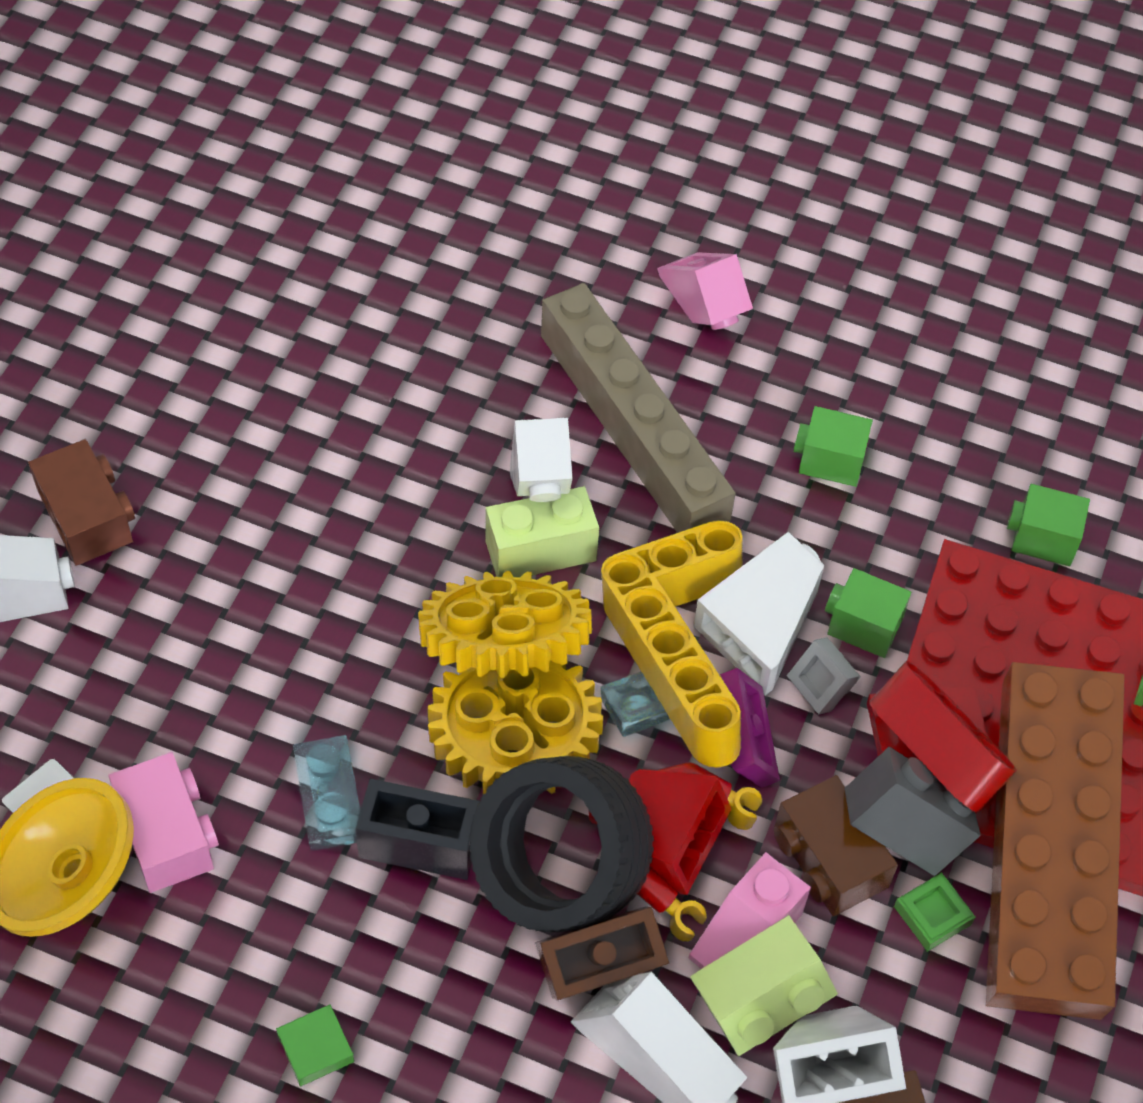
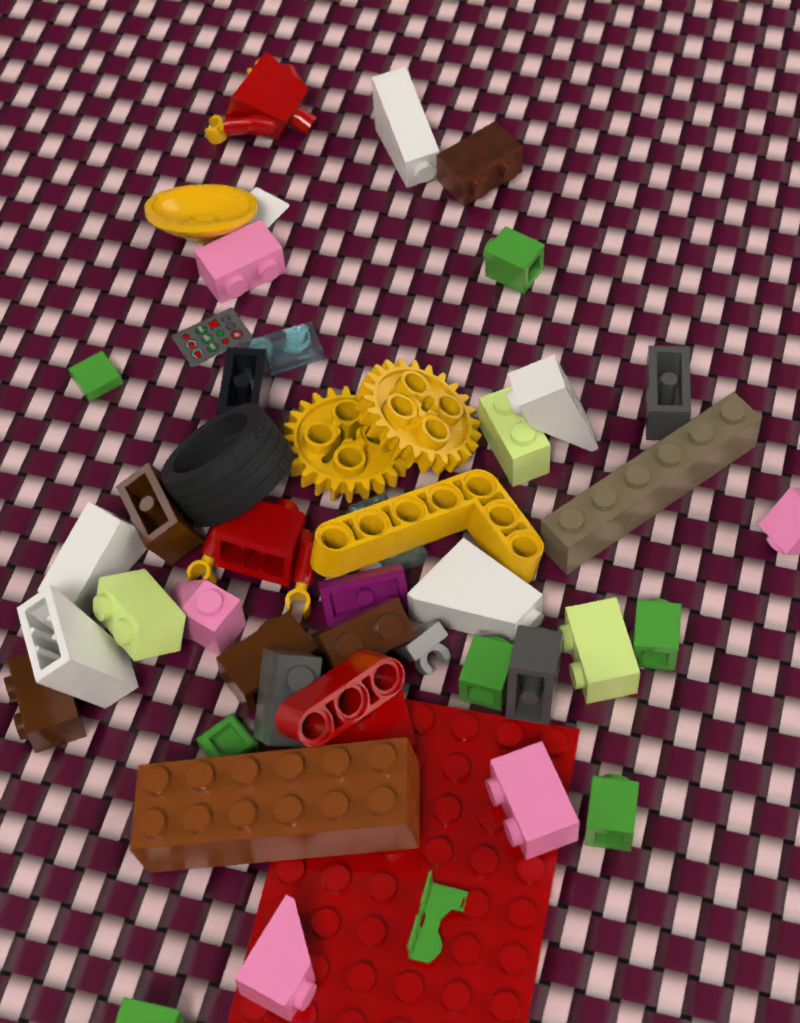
camera: 90 degrees right, 0 degrees up
(255, 493) = (514, 259): none -> bright green brick
(273, 884) = (211, 336): none -> dark grey sticker
(517, 368) = (667, 390): none -> dark grey brick
(816, 727) = (373, 629): none -> reddish brown brick
(850, 500) = (600, 651): none -> yellowish green brick
(900, 547) = (533, 674): none -> dark grey brick
(1053, 579) = (533, 801): none -> bright pink brick

